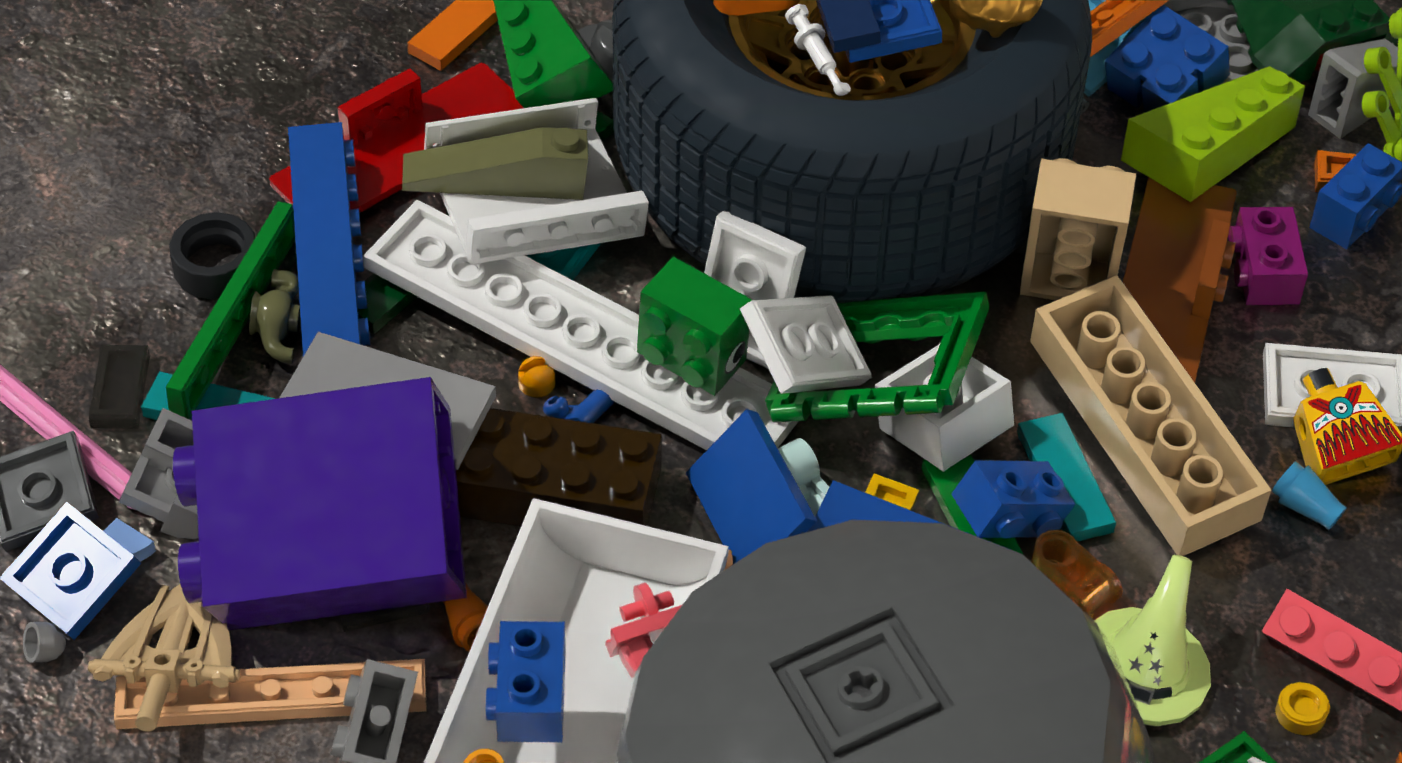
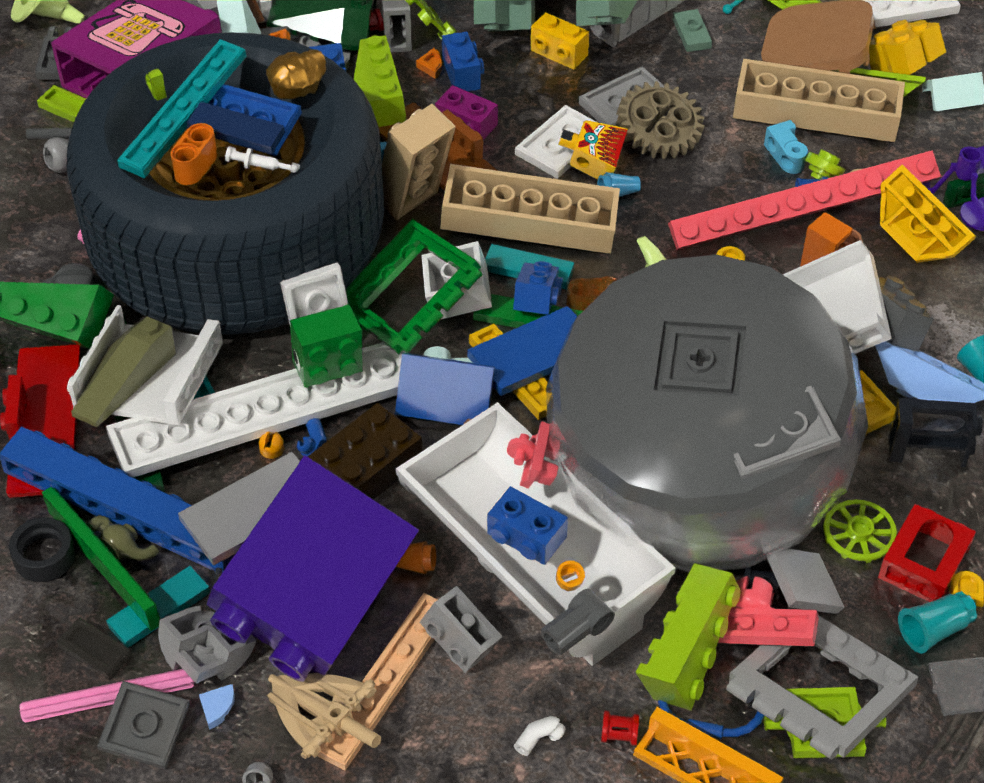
camera: 55 degrees left, 0 degrees up
(70, 570) = (222, 734): plate -> none
(806, 343) = (380, 306): white tile -> none

